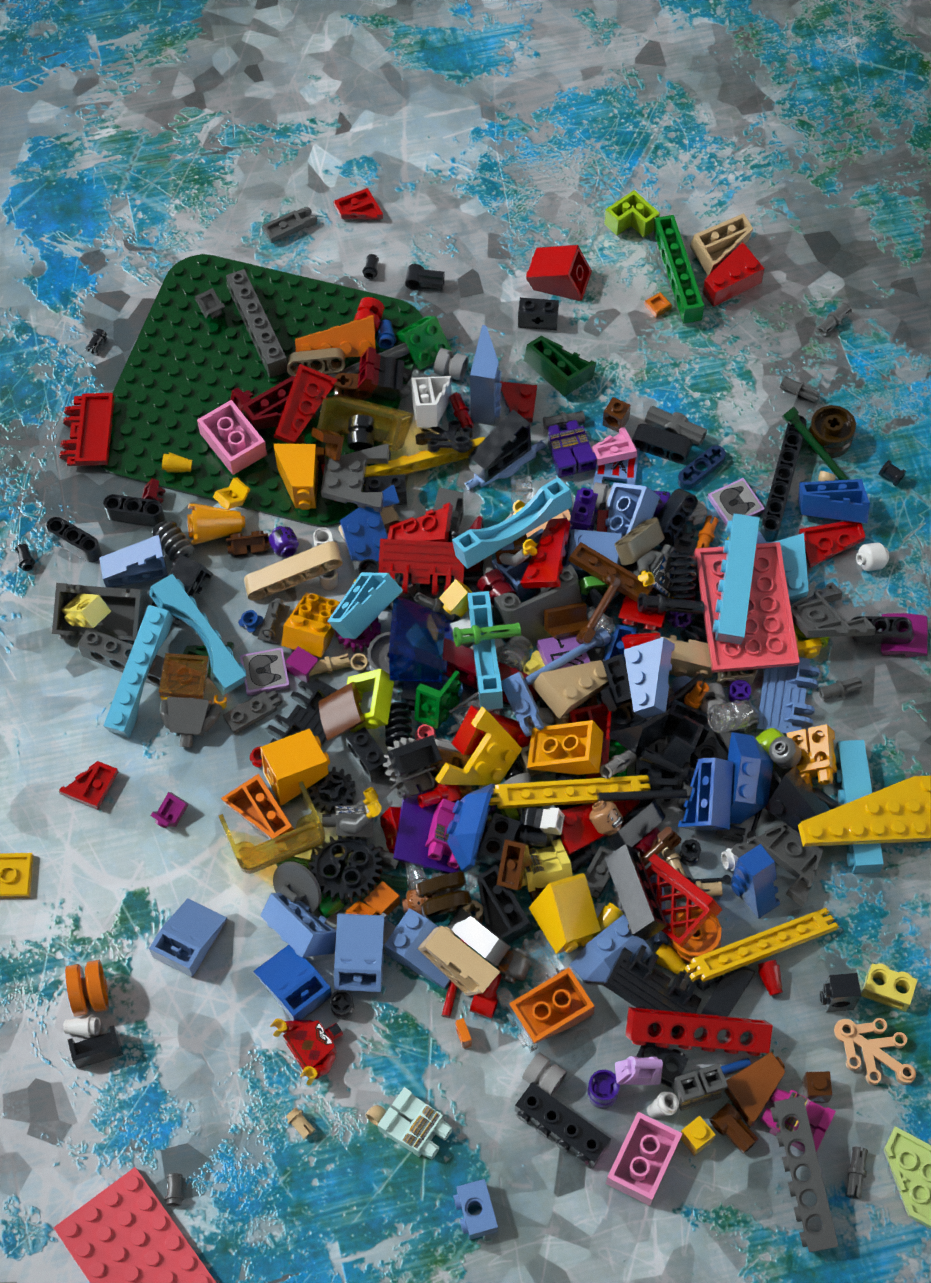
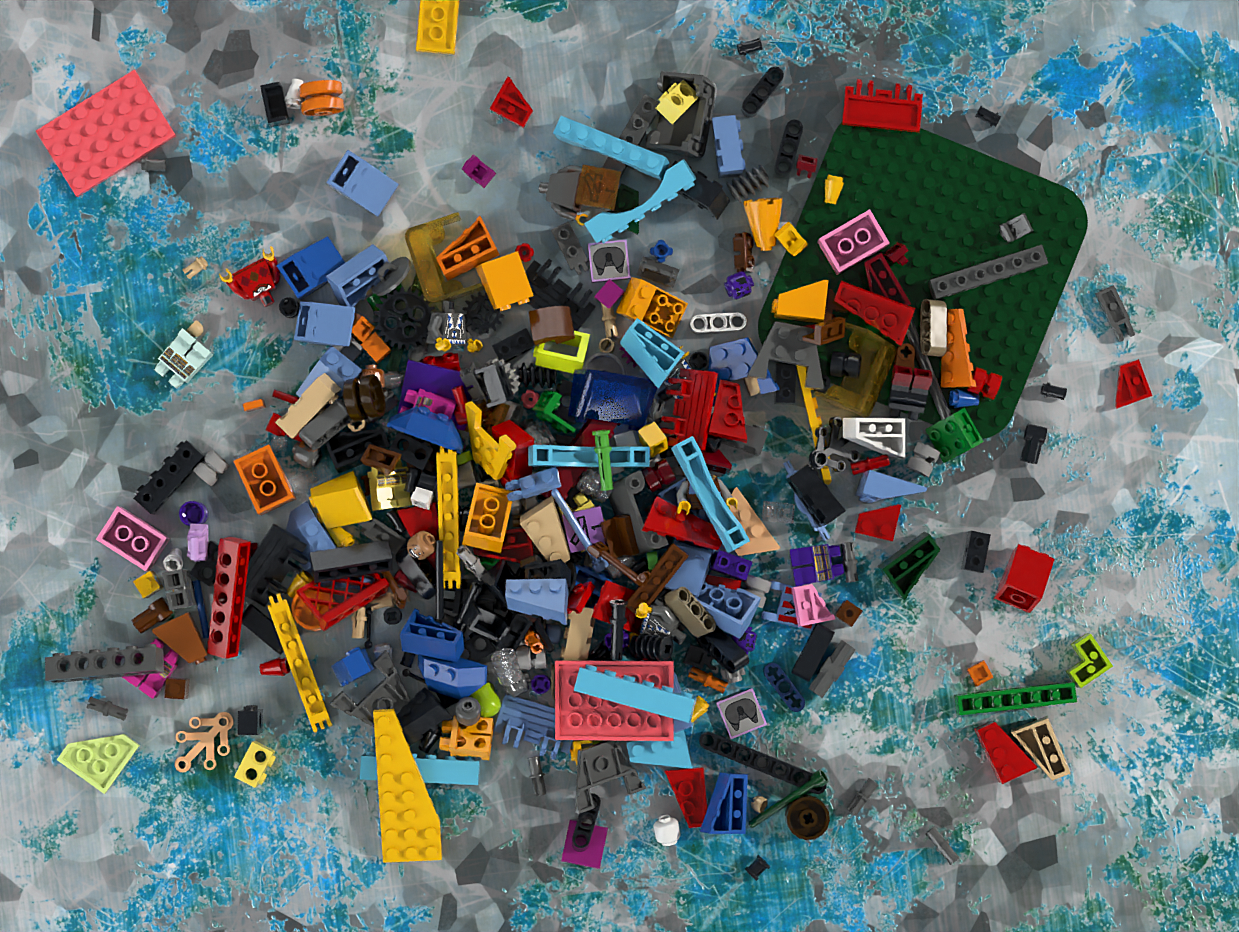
camera: 90 degrees right, 25 degrees up
(293, 571) = (701, 291): tan beam -> none
(476, 1194) = (122, 403): medium blue brick -> none

